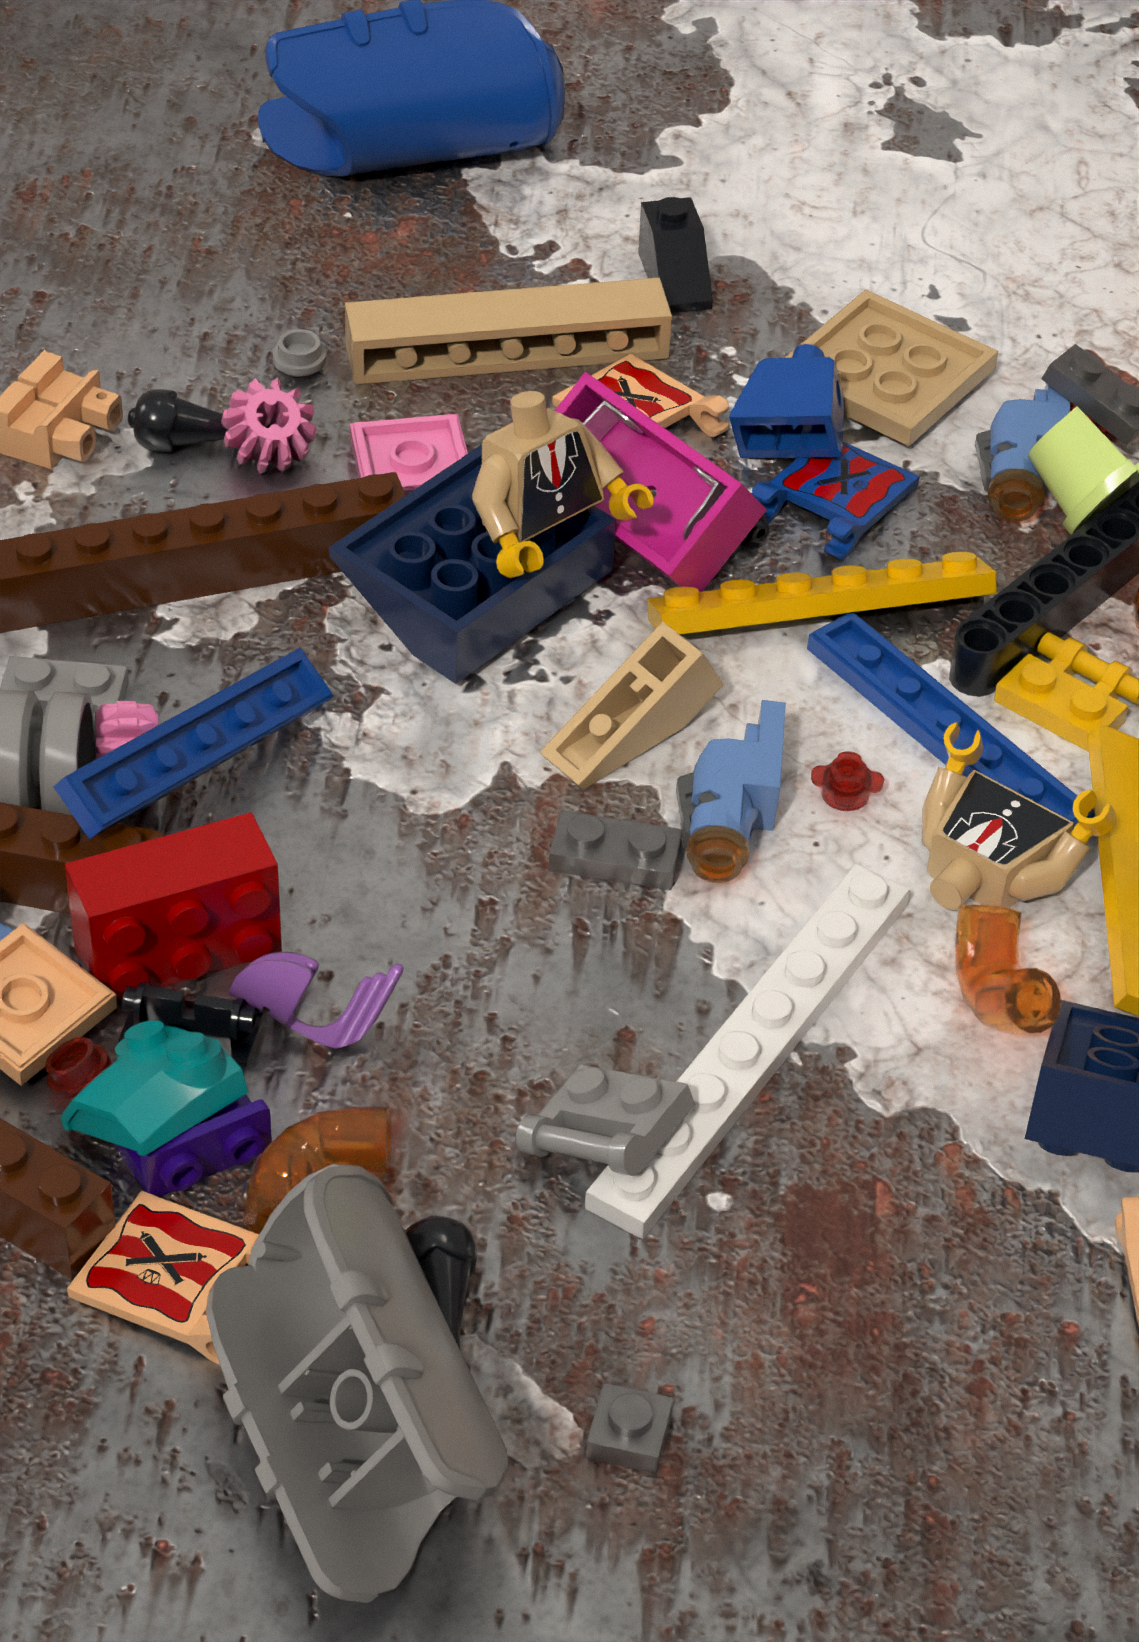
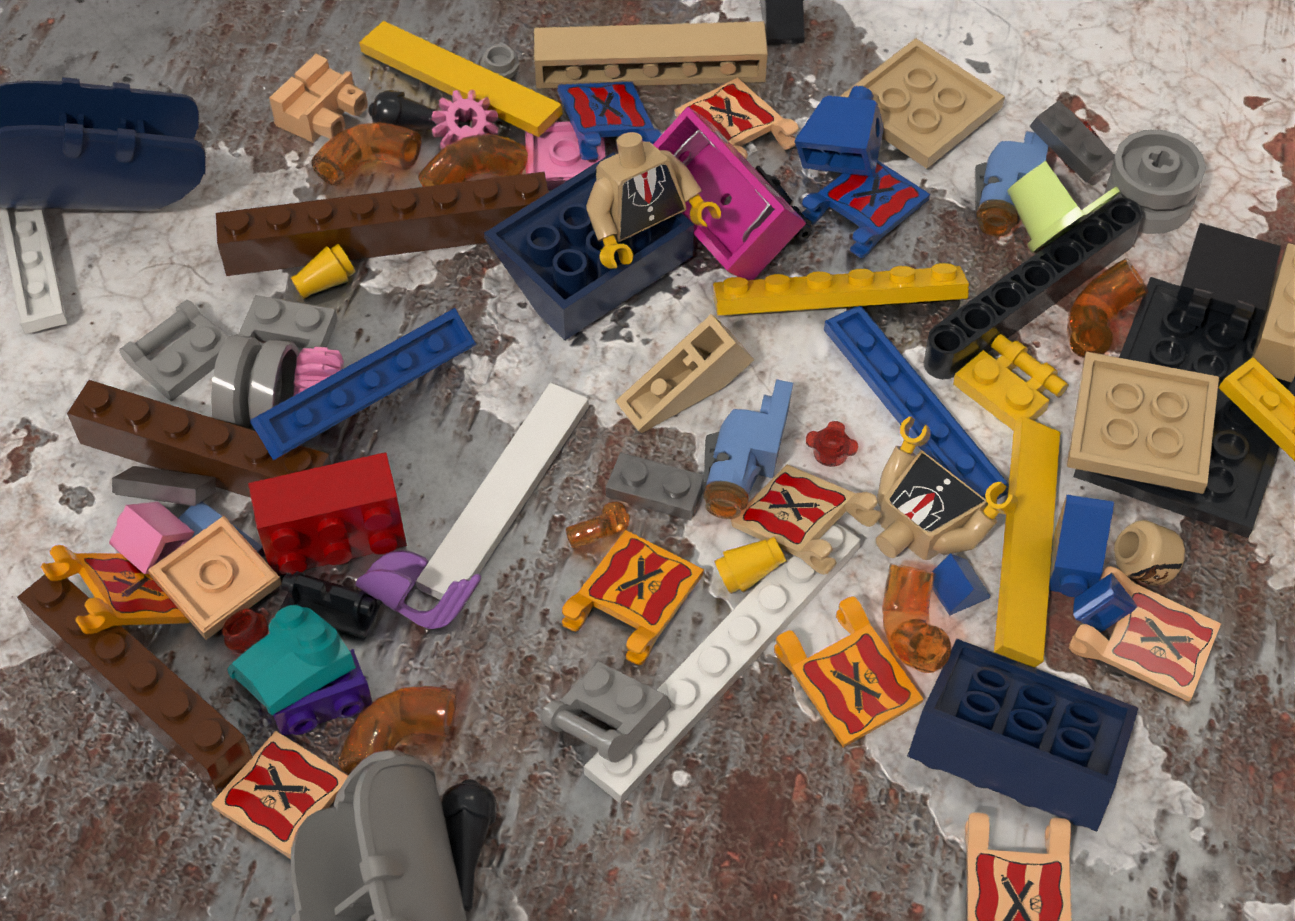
camera: 10 degrees right, 10 degrees up
(102, 621) = (323, 272): none -> yellow cone
(131, 463) = (366, 145): none -> clear orange cylinder
(230, 367) = (451, 72): none -> yellow tile
(292, 463) = (474, 157): none -> clear orange cylinder
(407, 870) = (504, 490): none -> white tile
(453, 403) = (605, 111): none -> blue flag
(561, 897) = (611, 522): none -> clear orange arm
(616, 973) = (637, 586): none -> light orange flag
(766, 927) = (749, 564): none -> yellow cone
(822, 864) = (800, 511): none -> tan flag
(929, 1059) = (853, 680): none -> flag
(1049, 935) = (958, 585): none -> blue slope

